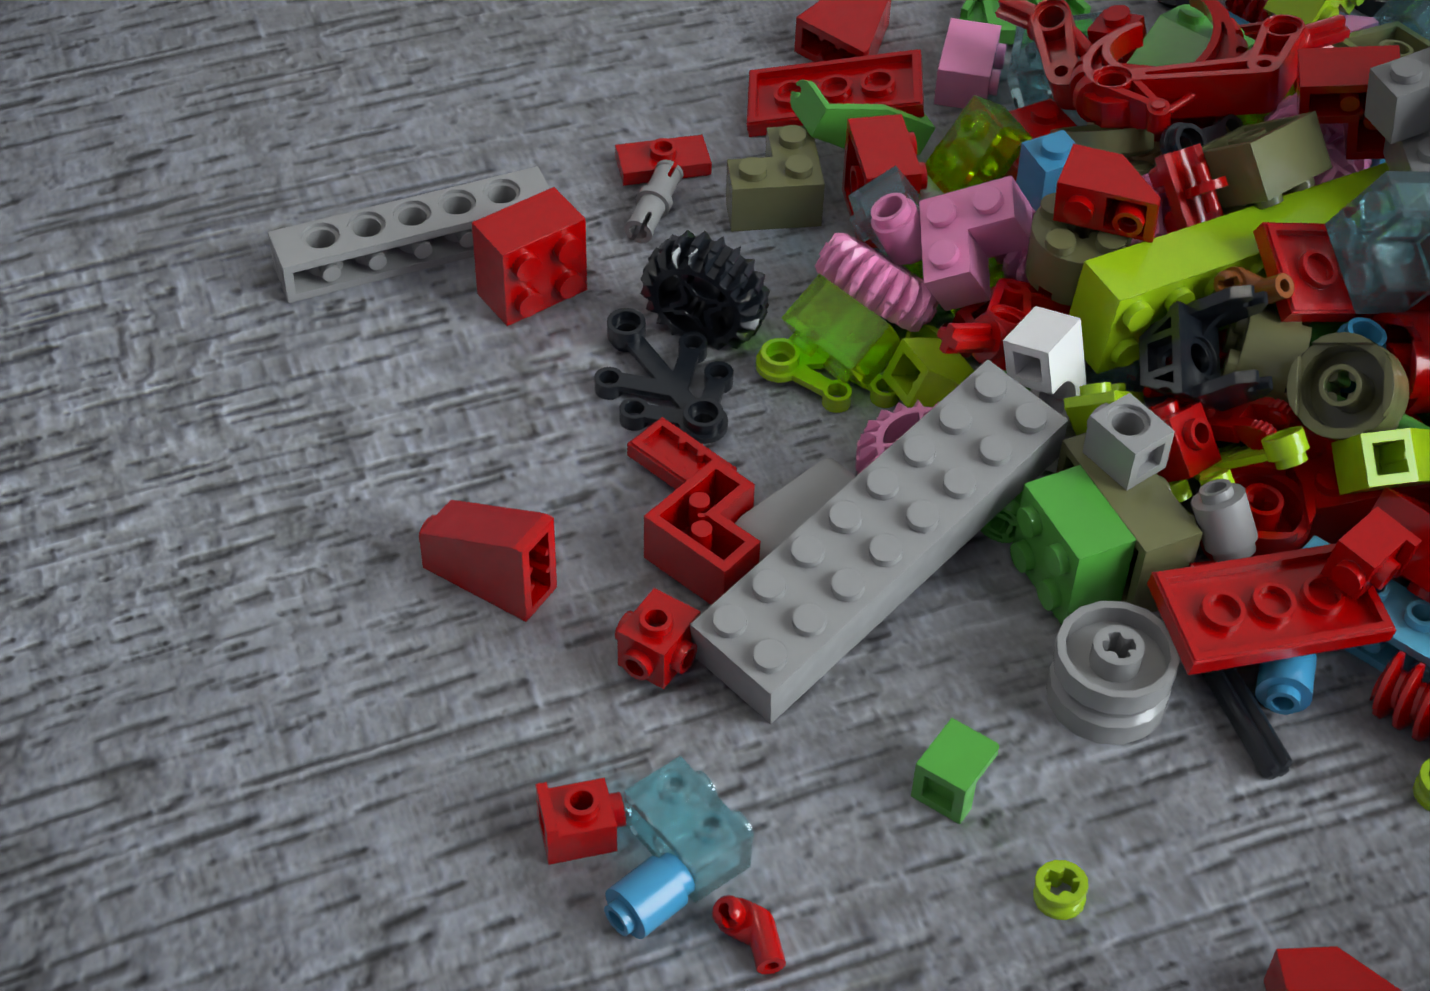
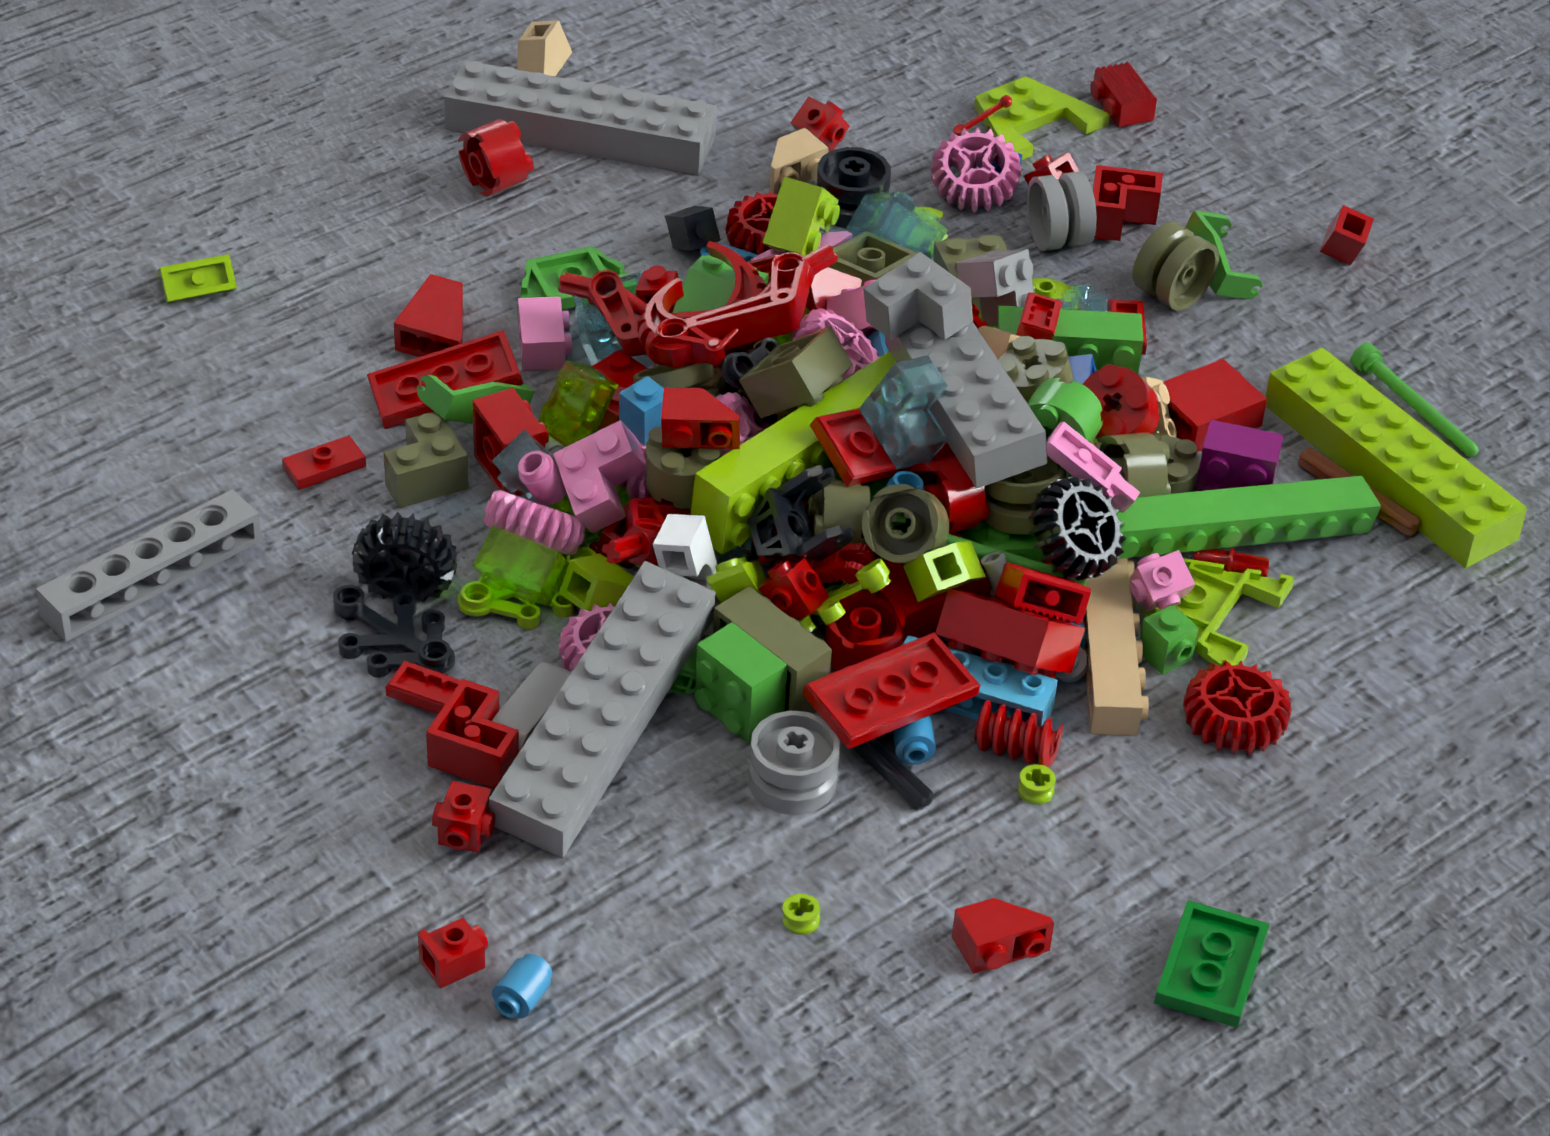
camera: 20 degrees left, 5 degrees down
(493, 553) = (317, 787): red slope -> none
(530, 255) = (256, 561): red brick -> none
(653, 201) = (331, 497): light grey pin -> none
(684, 816) = (526, 926): clear light blue brick -> none
(752, 926) = (600, 989): red arm -> none
(950, 769) = (703, 854): bright green panel -> none
(1127, 441) = (762, 596): light grey brick -> none
(1188, 187) = (753, 402): red hips -> none
(1225, 520) = (845, 637): light grey brick -> none
(1277, 286) = (839, 462): dark orange arm -> none
(1336, 88) = (840, 303): red brick -> none
(1370, 554) = (950, 637): red brick -> none

